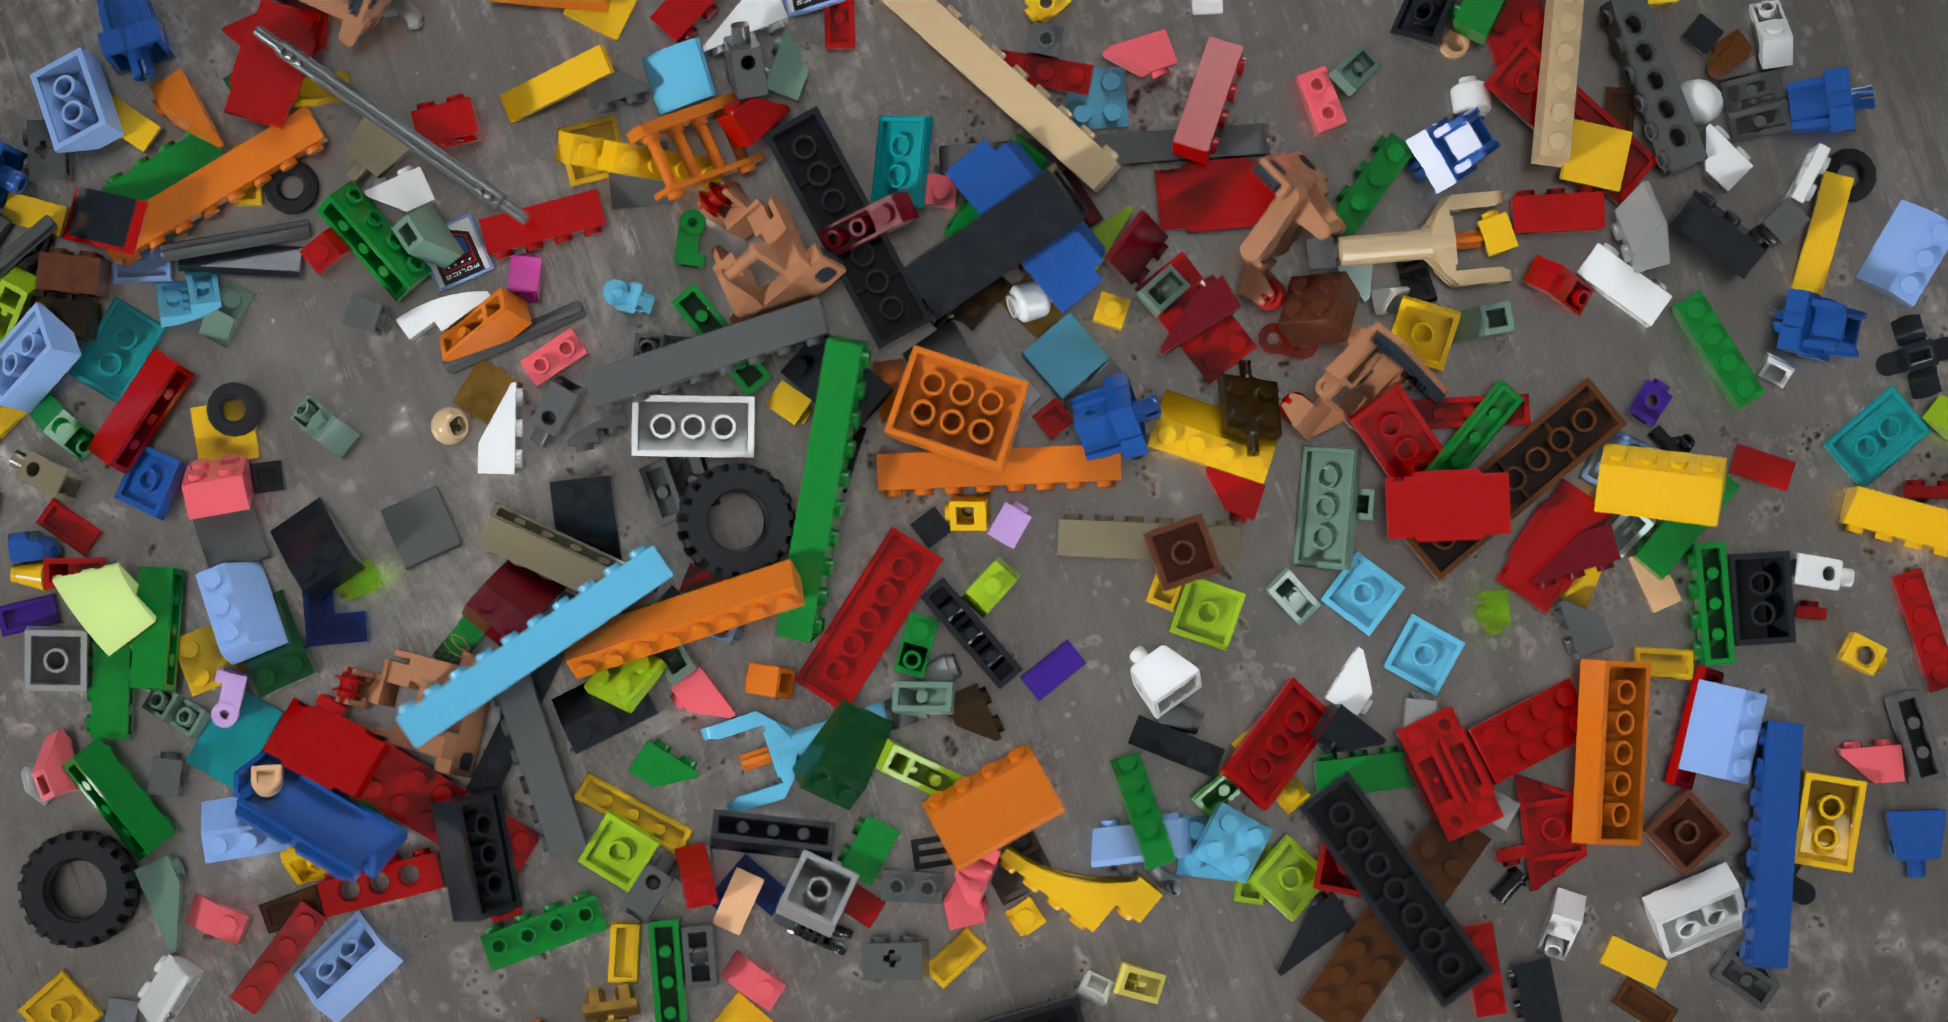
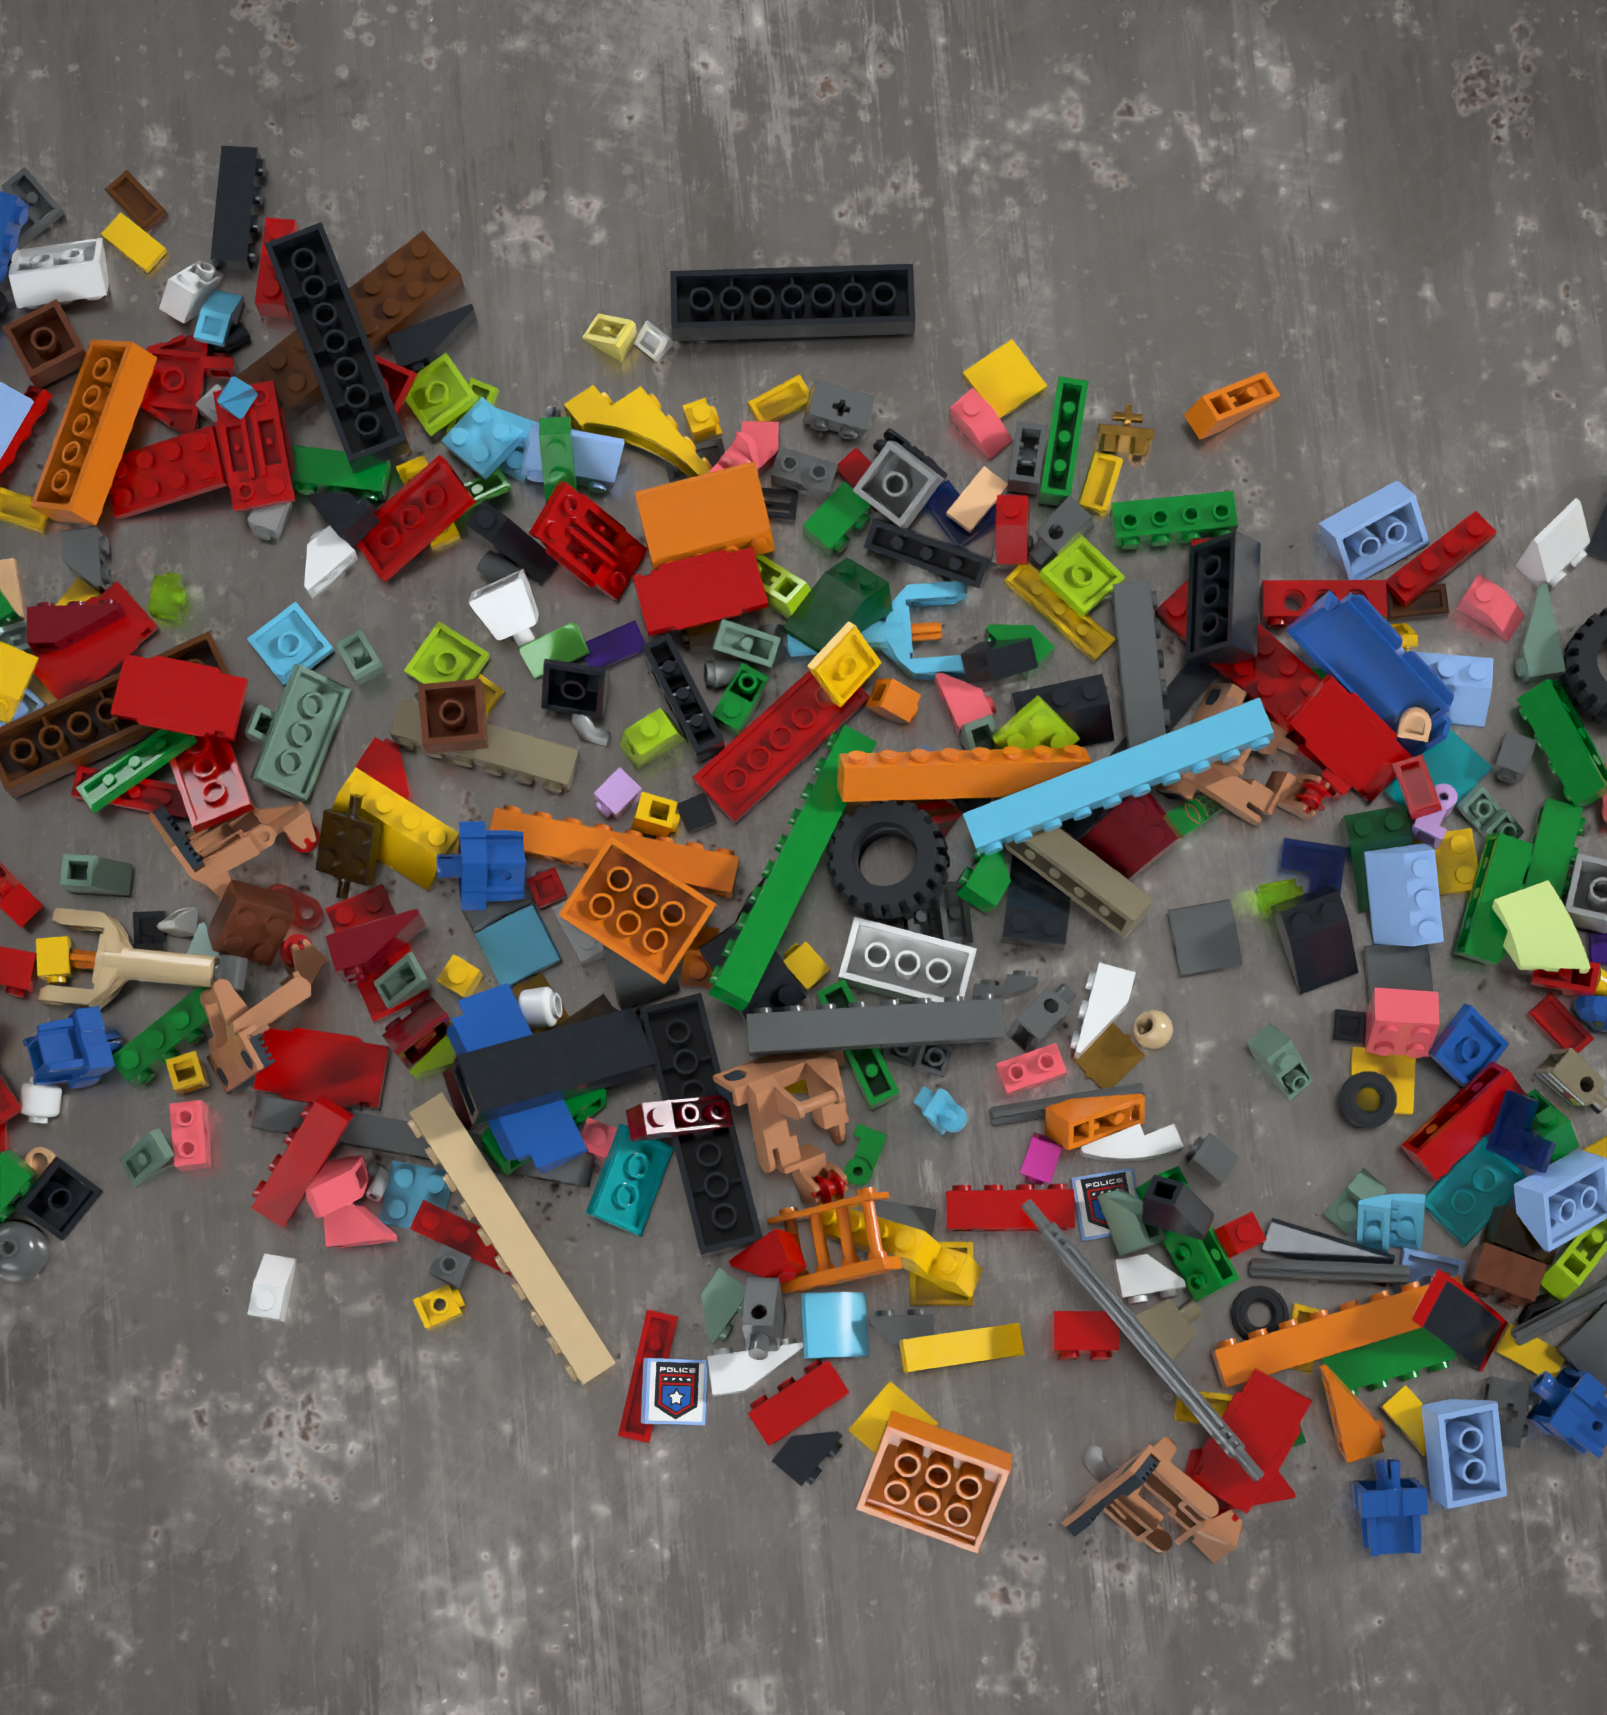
camera: 165 degrees left, 10 degrees down
(91, 402) = (1512, 1136): none -> clear blue plate
(251, 717) = (1417, 787): none -> red tile
(387, 252) = (1175, 1208): none -> black slope
(640, 525) = (984, 881): none -> green slope
(678, 742) = (998, 659): none -> black slope
(823, 699) = (844, 664): none -> yellow tile
(980, 737) = (700, 590): none -> red piece
(1057, 582) = (588, 732): none -> light grey arm
(1076, 615) = (574, 688): none -> black slope
(1101, 759) = (587, 541): none -> red piece
(1107, 650) = (561, 644): none -> bright green slope
(1134, 106) = (380, 1180): none -> light grey arm
(1168, 86) = (338, 1185): none -> coral slope
(1339, 156) = (187, 1073): none -> yellow brick
(1423, 655) = (248, 572): medium azure plate -> none
(1426, 329) = (154, 880): yellow plate -> none
(1476, 811) = (237, 397): none -> dark azure slope
(1526, 901) = (217, 316): none -> medium azure slope

